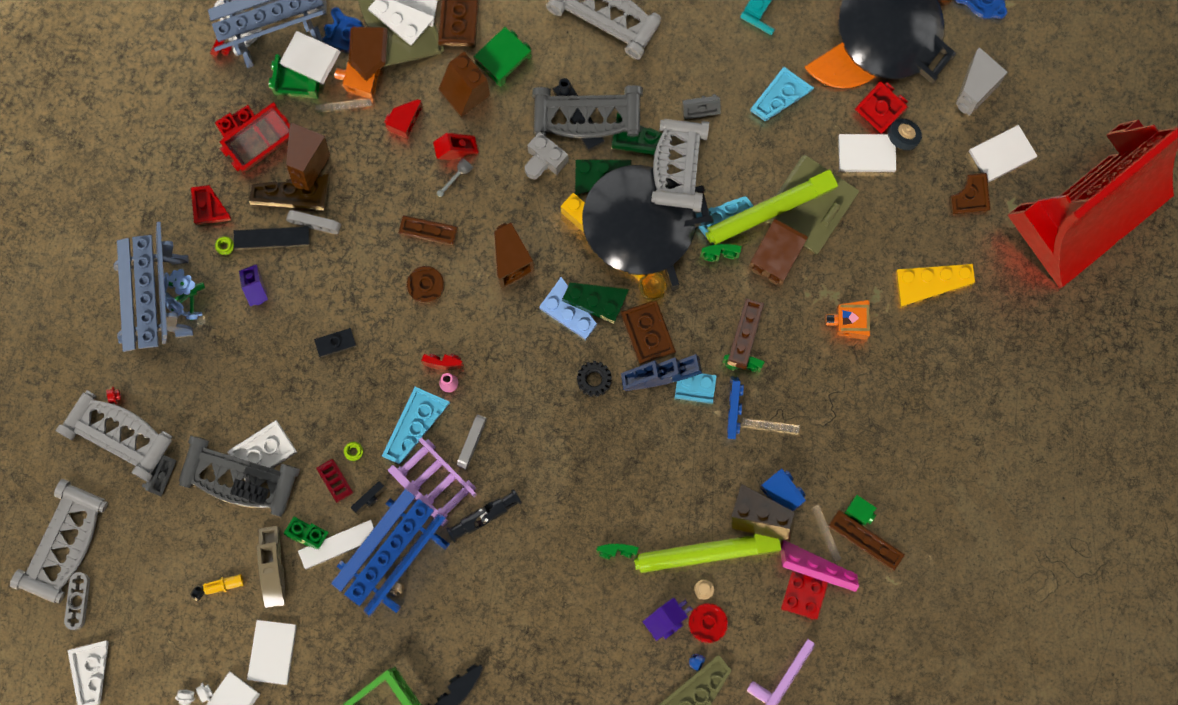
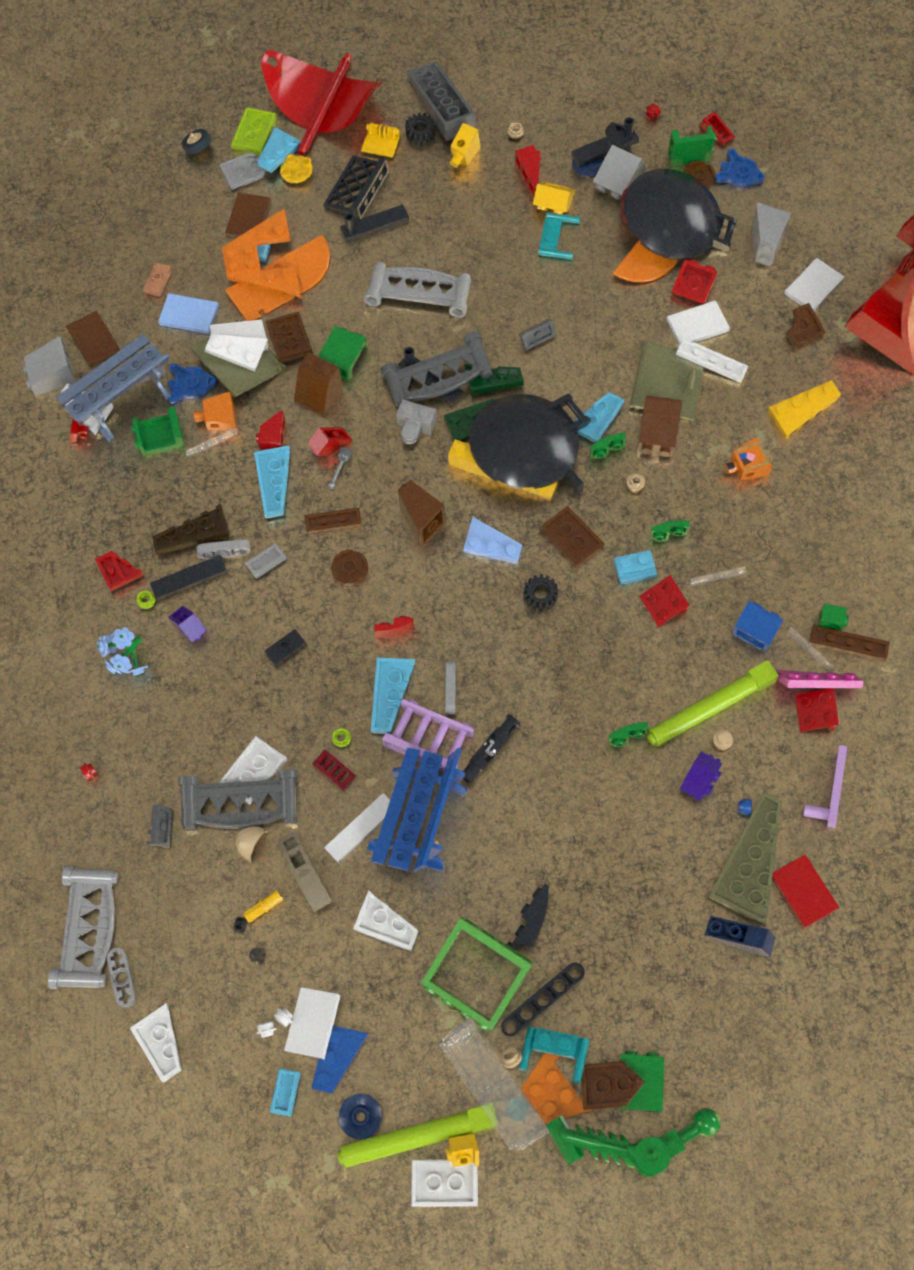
camera: 20 degrees left, 10 degrees down
(143, 459) = (141, 814): light grey piece -> none
(145, 293) = (75, 635): sand blue piece -> none
(202, 628) = (257, 955): none -> clear smoke hinge
(232, 121) = (117, 489): red slope -> none
(232, 517) = (247, 840): none -> tan helmet
(249, 491) = (257, 805): black tyre -> none
(256, 138) = (142, 495): door -> none
(272, 652) = (335, 953): white tile -> none
(305, 156) = (195, 490): reddish brown slope -> none
(305, 534) = (325, 829): green slope -> none
(309, 57) = (166, 408): white tile -> none
(324, 643) = (384, 924): none -> white wing
(349, 248) = (265, 560): none -> light grey plate
(367, 50) = (217, 385): reddish brown tile -> none
(368, 498) = (374, 773): black plate -> none
(387, 165) = (273, 476): none -> medium azure wing
(448, 386) = (406, 643): bright pink cone -> none
(596, 300) = (513, 524): dark green wing -> none
(652, 286) = (559, 494): clear yellow hair -> none
(659, 374) = (595, 568): dark blue slope -> none
(685, 194) = (540, 358): light grey piece -> none
(707, 432) = (664, 601): none -> red hinge
(708, 623) = (740, 769): red tile -> none
(732, 305) = (635, 487): none -> tan plate
(735, 407) = (677, 564): blue wing -> none
(745, 334) = (661, 504): reddish brown tile -> none
(761, 515) = (749, 651): dark brown wedge -> none
(770, 208) = (665, 365): lime brick -> none
(780, 94) = (601, 302): medium azure wing -> none
(863, 198) = (711, 360): none -> white tile
(904, 134) = (724, 296): black wheel -> none

